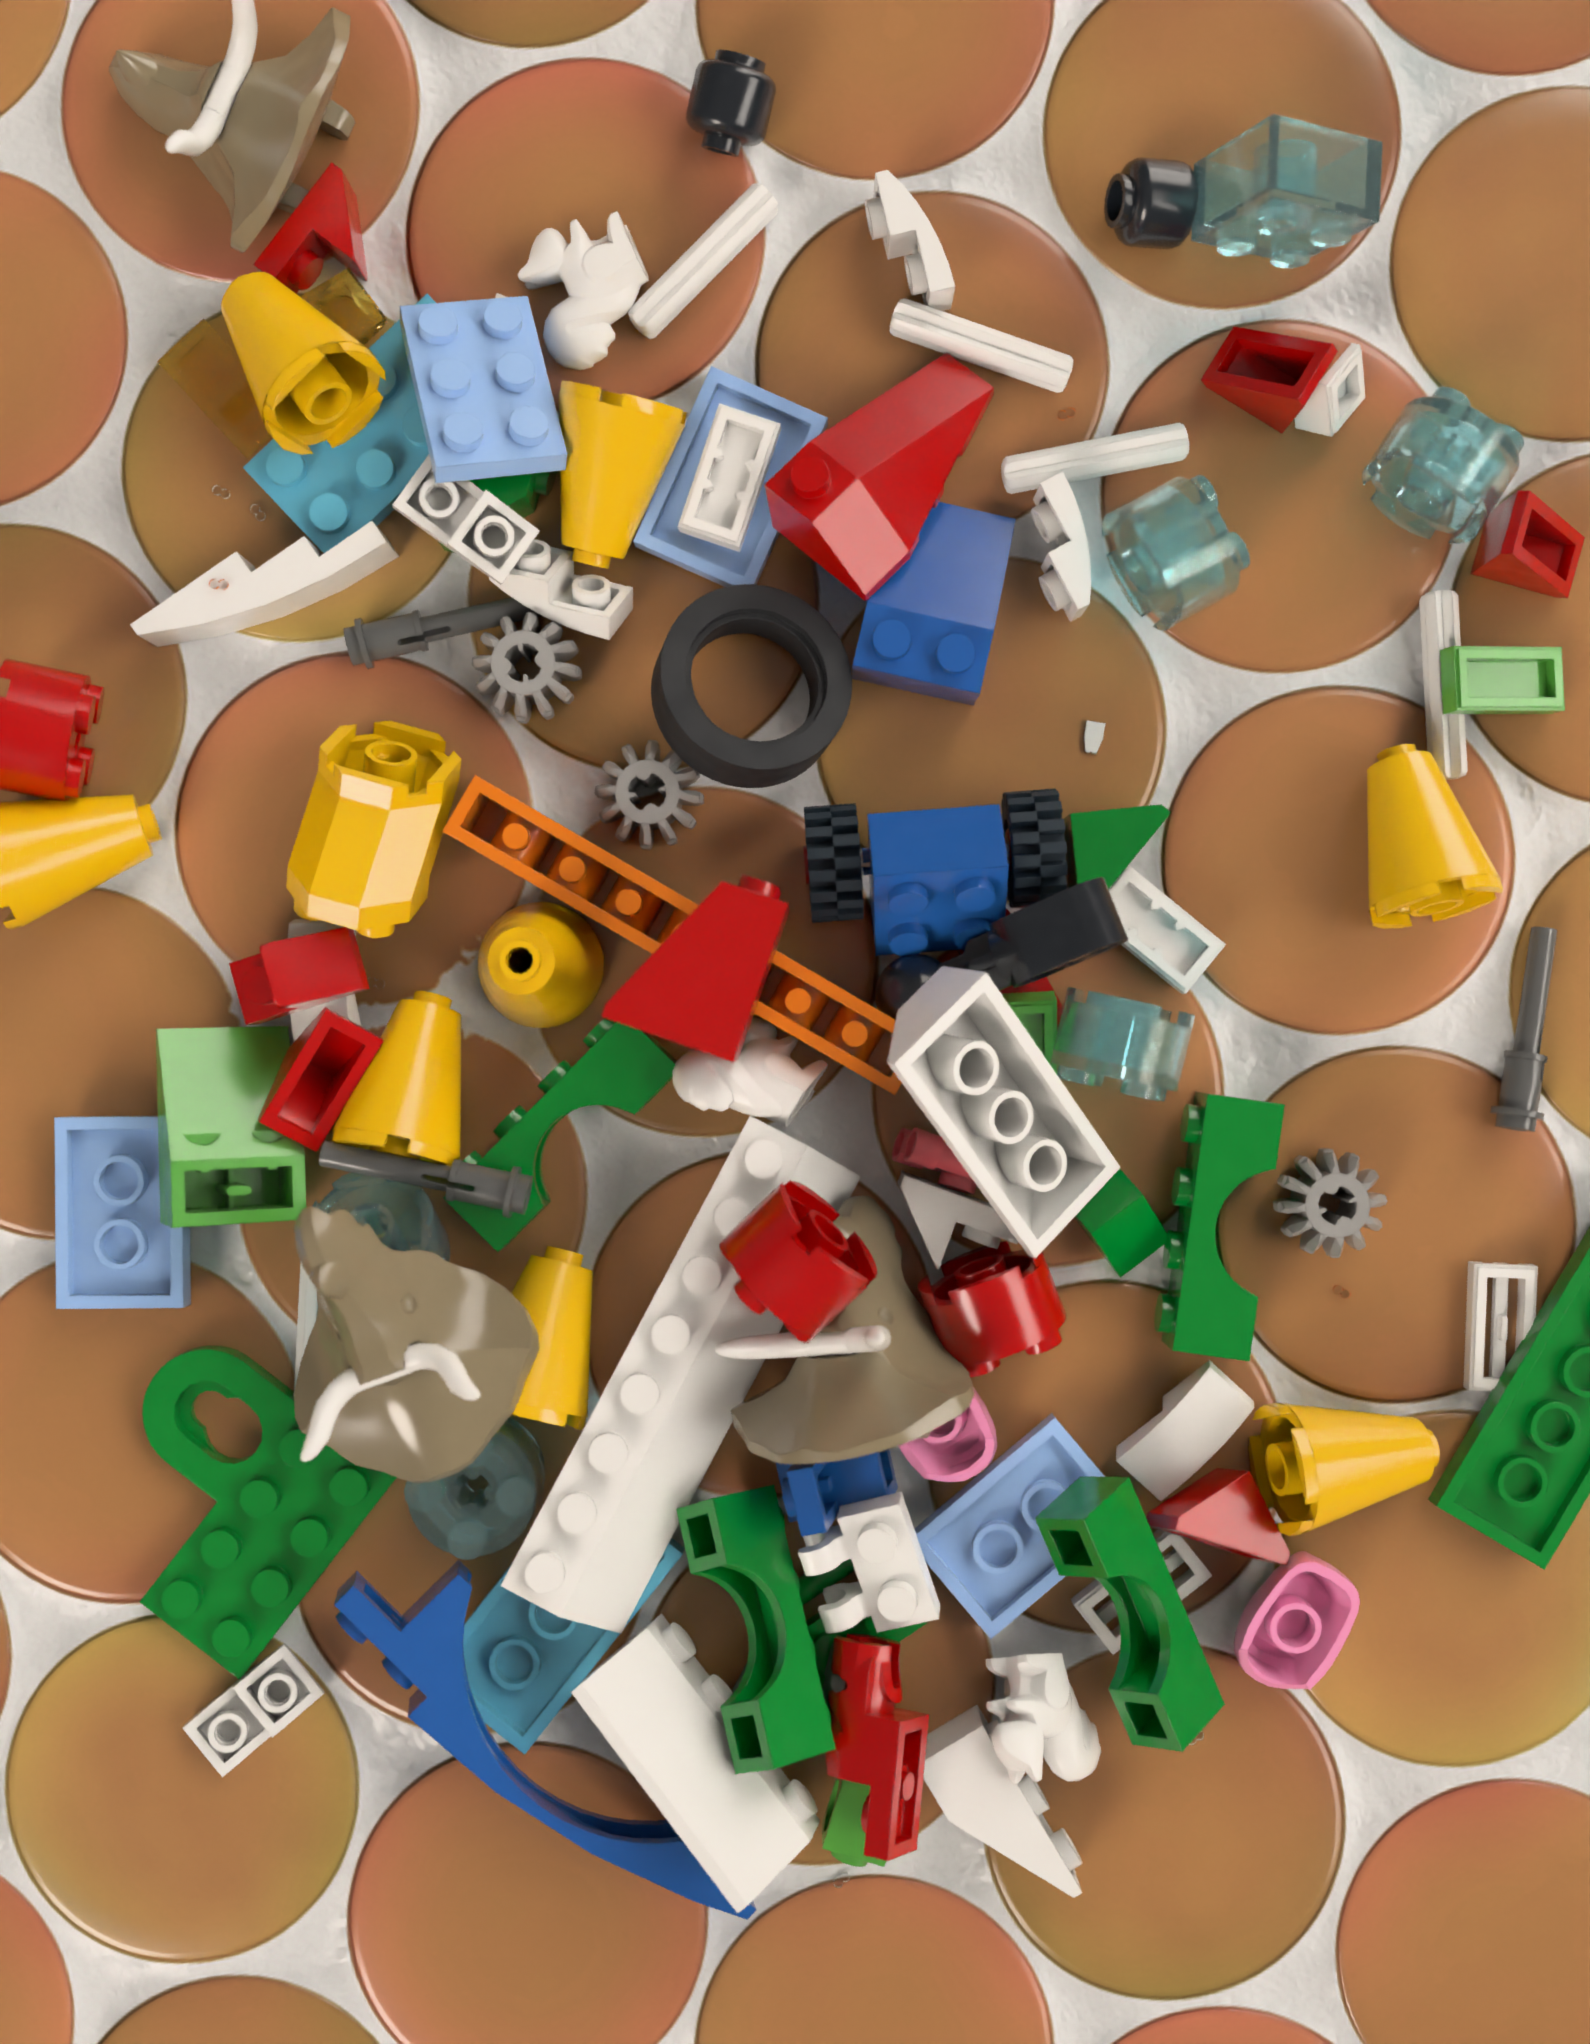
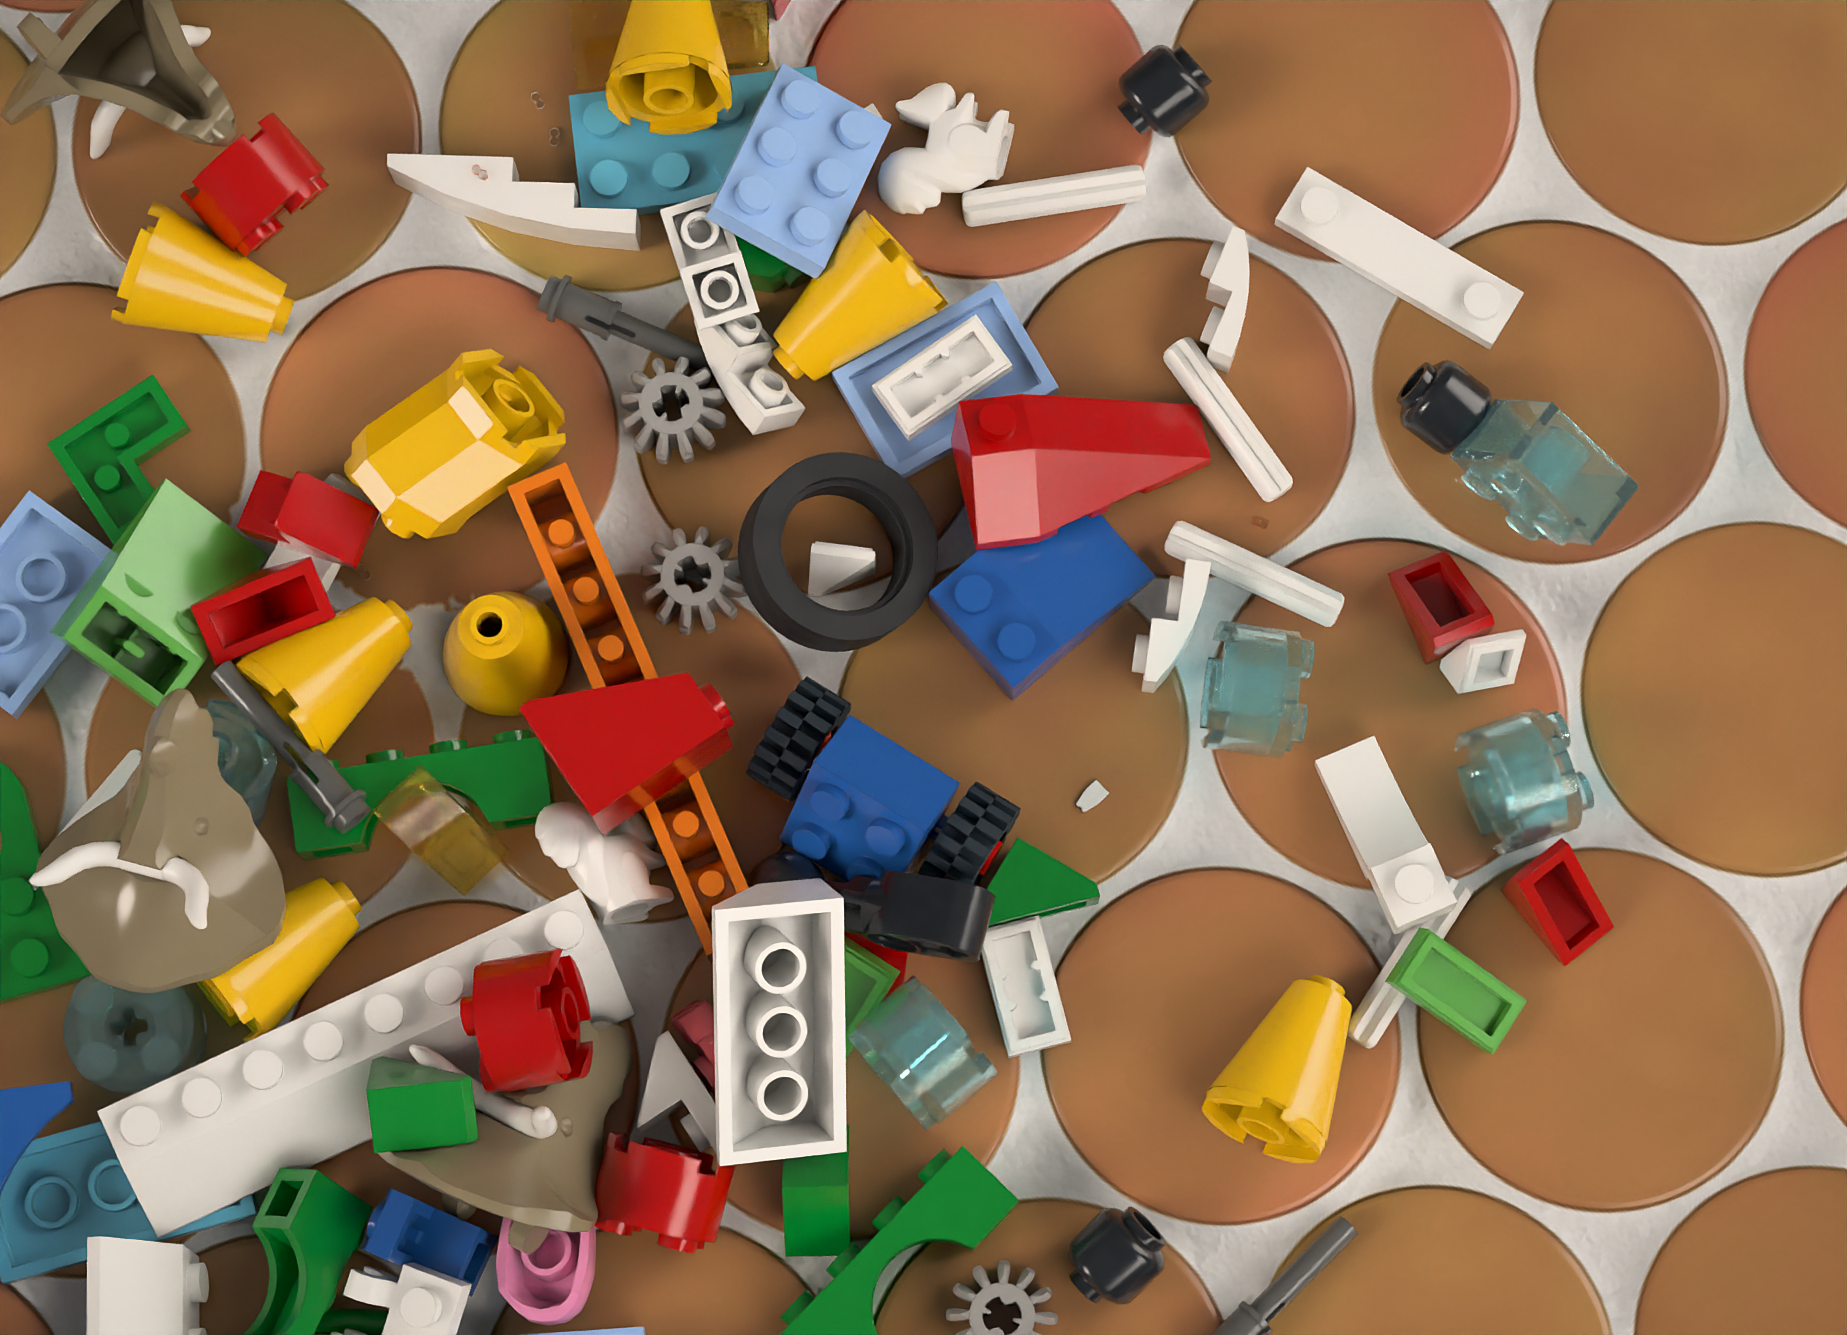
camera: 45 degrees right, 10 degrees down
(93, 1034) = (109, 445): none -> green plate
(599, 1148) = (441, 830): none -> clear yellow slope
(755, 698) = (838, 566): none -> white slope
(759, 1396) = (418, 1106): none -> green slope
(1023, 108) = (1398, 258): none -> white plate
(1361, 596) = (1385, 836): none -> white slope
(1386, 1089) = (1116, 1256): none -> black head

